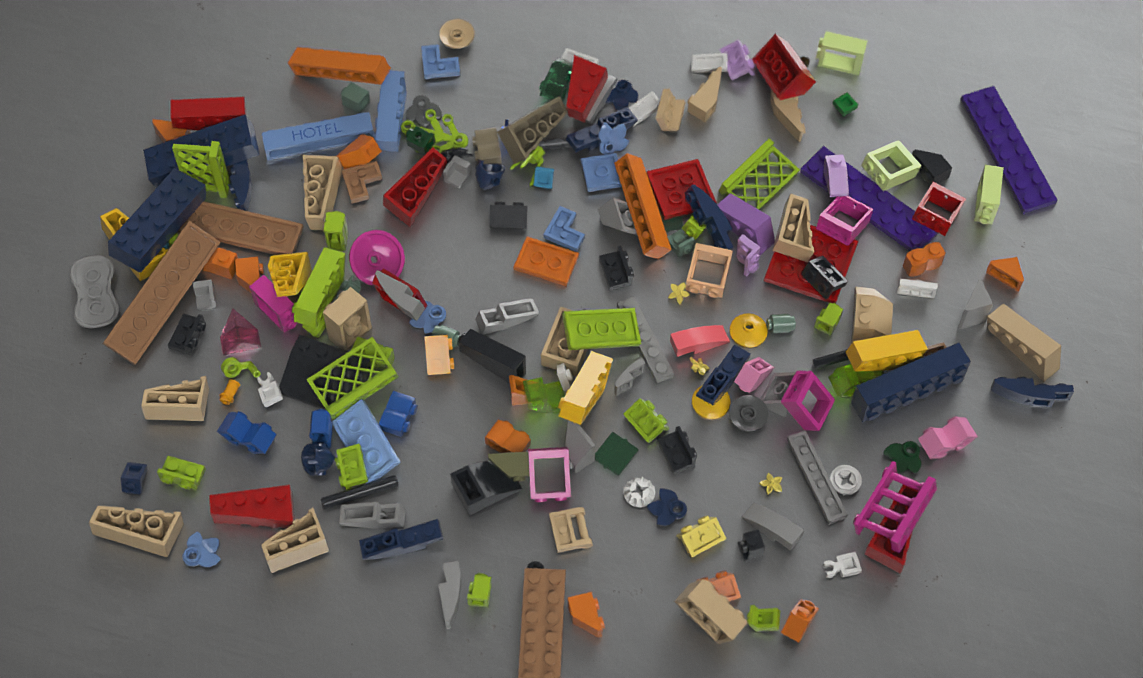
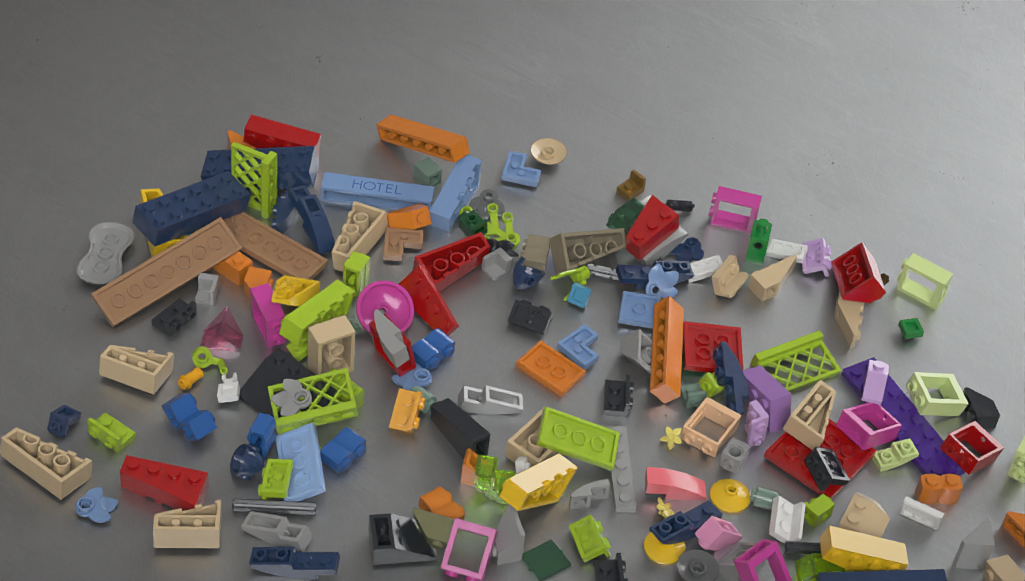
camera: 15 degrees right, 15 degrees down
(273, 186) = (314, 218): none -> dark blue slope
(331, 385) = (288, 399): none -> light grey plate
(412, 235) = (428, 301): none -> red wing
(435, 281) = (433, 349): none -> blue brick
(547, 43) = (633, 186): none -> pearl gold bracket
(597, 50) = (680, 205): none -> black axle
(649, 47) = (734, 220): none -> dark pink window
(682, 57) = (760, 233): none -> green torso
(739, 284) = (734, 455): none -> light grey brick
(807, 339) = (786, 520): none -> white bracket
(876, 238) = (898, 454): none -> yellowish green slope

